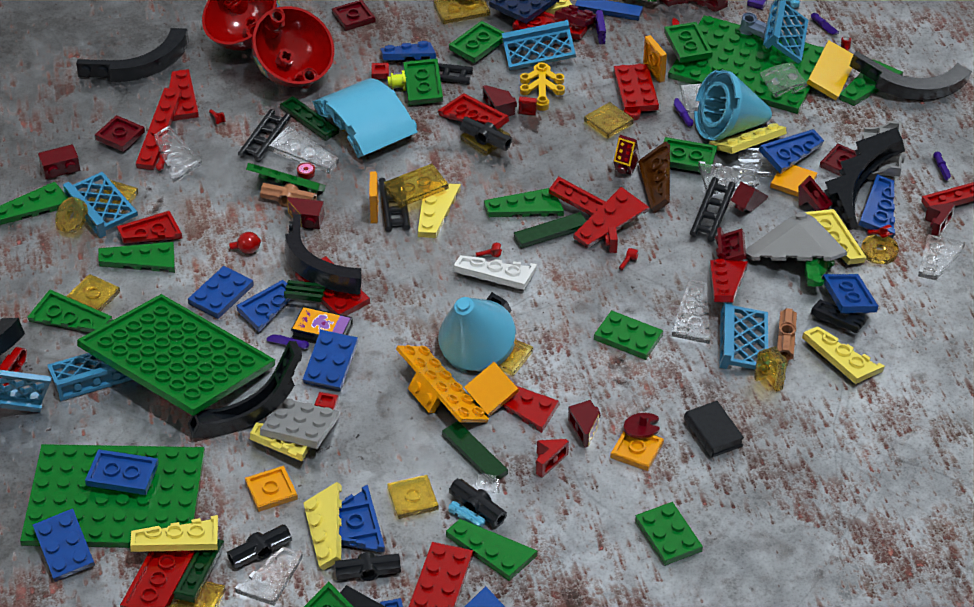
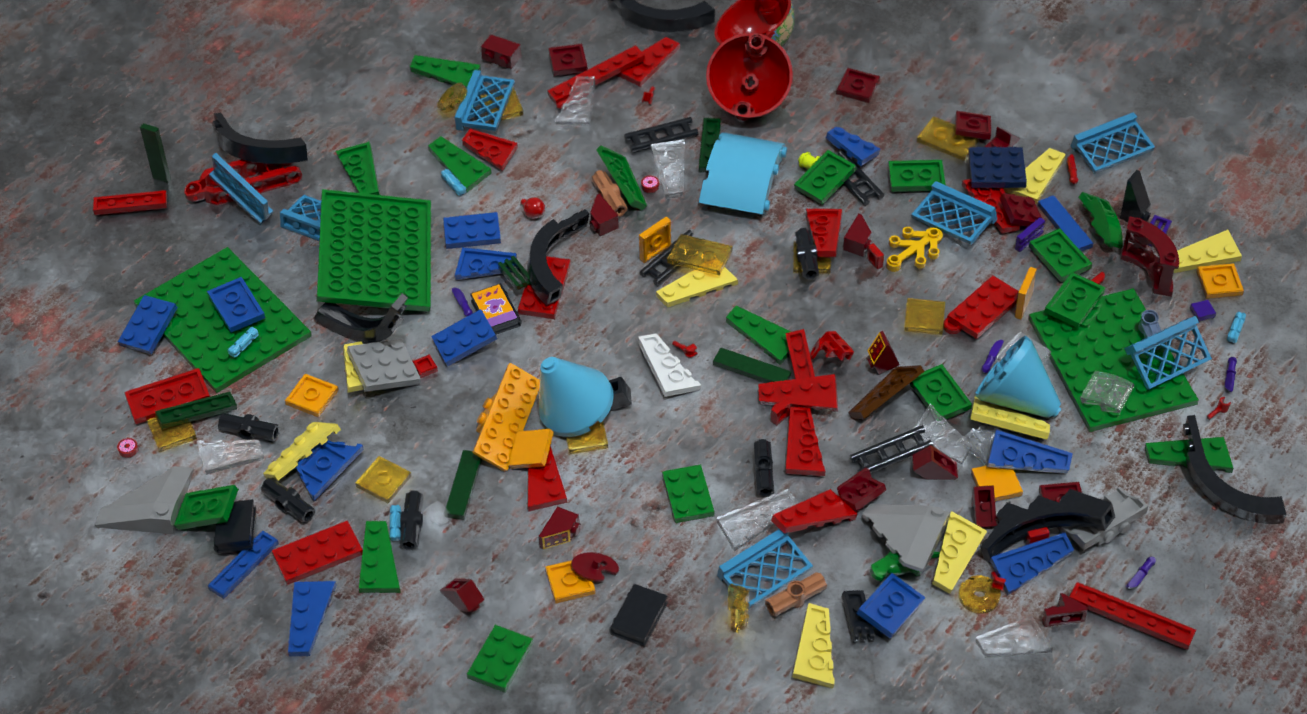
camera: 50 degrees right, 5 degrees up
(94, 292) = (396, 167): clear yellow tile -> none
(156, 271) = (453, 182): none -> medium azure axle
(167, 492) = (243, 342): none -> medium azure axle
(177, 537) = (208, 378): light yellow wing -> none
(380, 70) = (809, 144): red plate -> none
(550, 454) = (505, 532): red slope -> none
(586, 515) = (463, 594): none -> dark red slope
(587, 174) = (833, 346): none -> red piece
(631, 254) = (779, 434): red hand -> none
(634, 26) = (1060, 254): none -> green plate
(654, 248) = (802, 445): none -> red wing
(654, 280) = (763, 468): none -> black piece
(831, 70) = (1166, 416): yellow tile -> none
(865, 190) = (1037, 535): none -> red tile

